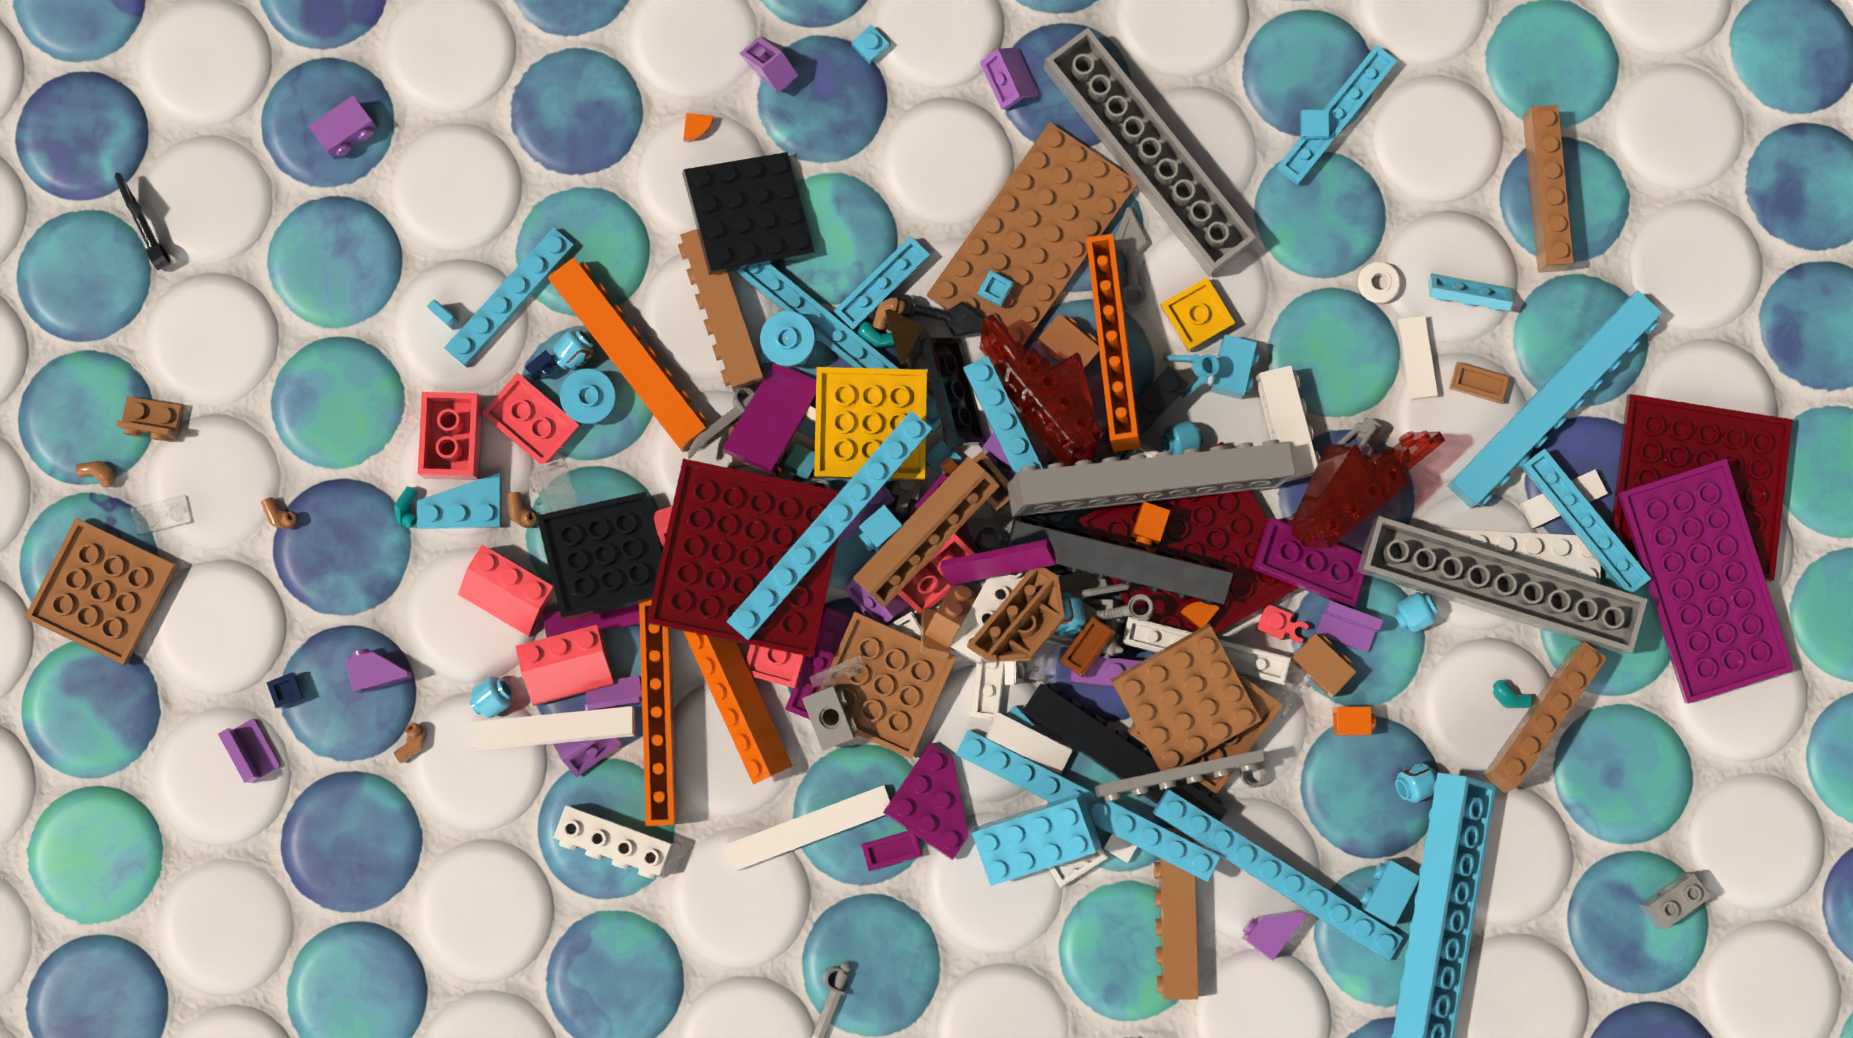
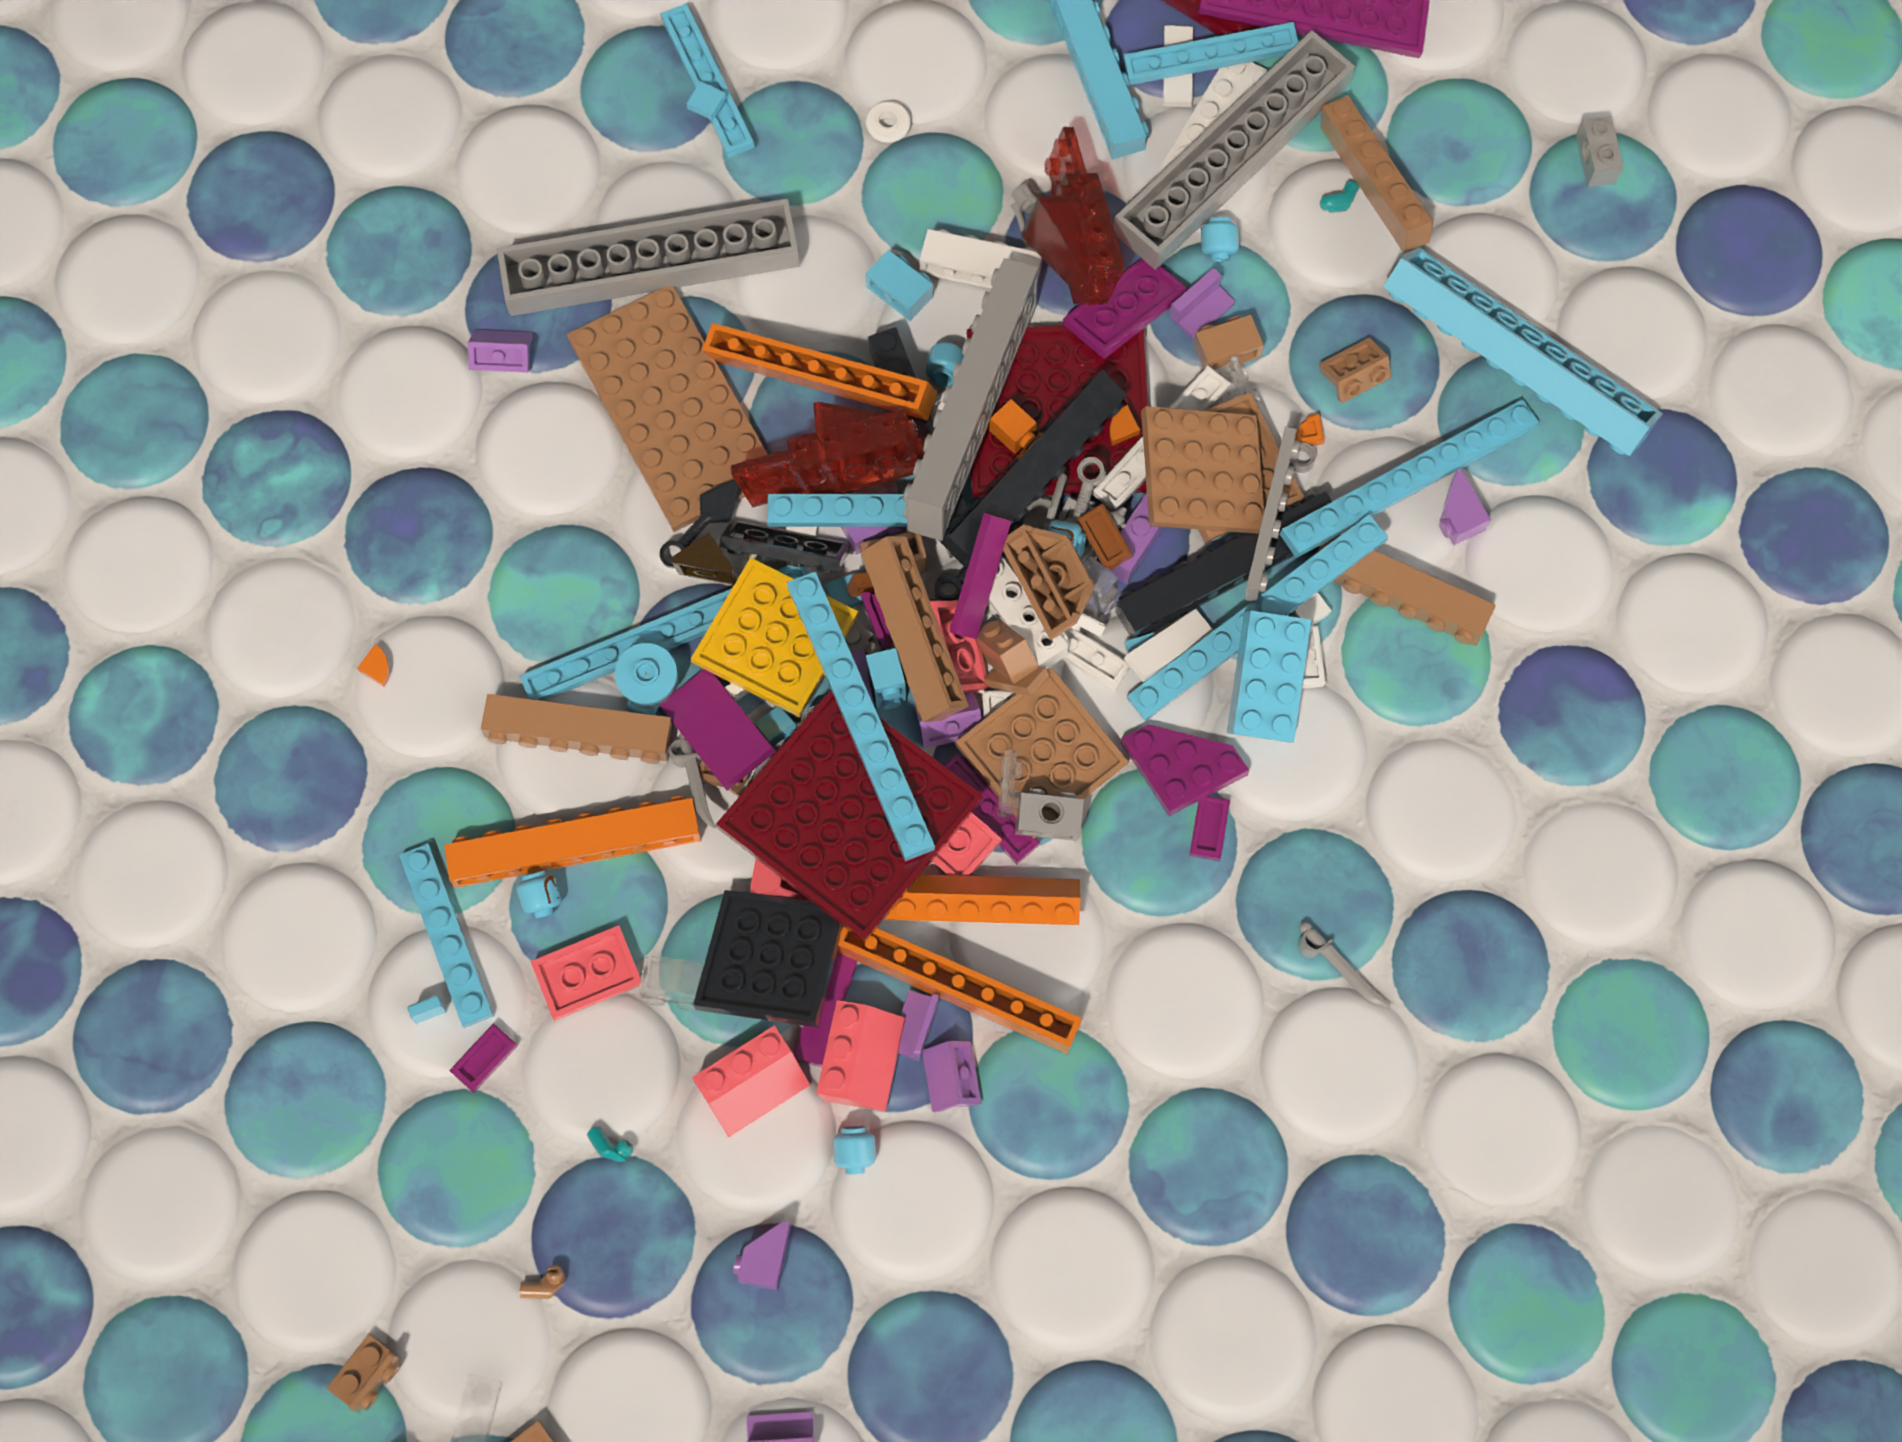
camera: 60 degrees left, 10 degrees down
(155, 250) = (185, 1281): black piece -> none
(285, 690) = (735, 1365): dark blue plate -> none
(343, 127) = (170, 1018): medium lavender brick -> none
(413, 744) = (861, 1256): medium nougat arm -> none
(428, 376) = (483, 1058): none -> magenta tile
(450, 435) = (560, 1059): coral brick -> none
(463, 507) = (639, 1086): medium azure wing -> none
(518, 513) = (678, 1032): medium nougat arm -> none
(541, 365) = (537, 934): dark blue plate -> none
(553, 728) = (920, 1099): white tile -> none
(588, 396) = (594, 902): medium azure piece -> none
(614, 841) = (1066, 1095): white brick -> none
(748, 213) = (495, 654): black plate -> none
(769, 64) = (354, 563): medium lavender slope -> none
(808, 828) = (1148, 897): white tile -> none
(870, 44) = (390, 462): medium azure plate -> none
(874, 338) = (684, 599): teal arm -> none
(882, 283) = (638, 564): medium azure plate -> none
(894, 304) = (666, 571): medium nougat arm -> none
(995, 288) = (704, 459): medium azure tile -> none
(1063, 340) = (790, 418): medium nougat brick -> none
(1131, 241) = (729, 316): light grey piece -> none
(1197, 314) = (830, 293): yellow plate -> none
(1202, 367) = (887, 305): medium azure plant -> none
(1277, 622) = (1168, 367): coral plate -> none
(1280, 770) = (1311, 431): none -> orange tile
(1353, 721) = (1295, 344): orange brick -> none
(1357, 783) = (1356, 369): none -> medium nougat bracket
(1388, 892) = (1473, 389): medium azure brick -> none
(1416, 782) = (1381, 316): medium azure head -> none
(1417, 358) = (977, 124): white tile -> none
(1470, 292) = (941, 48): medium azure plate -> none
(1479, 382) = (1030, 84): medium nougat tile -> none

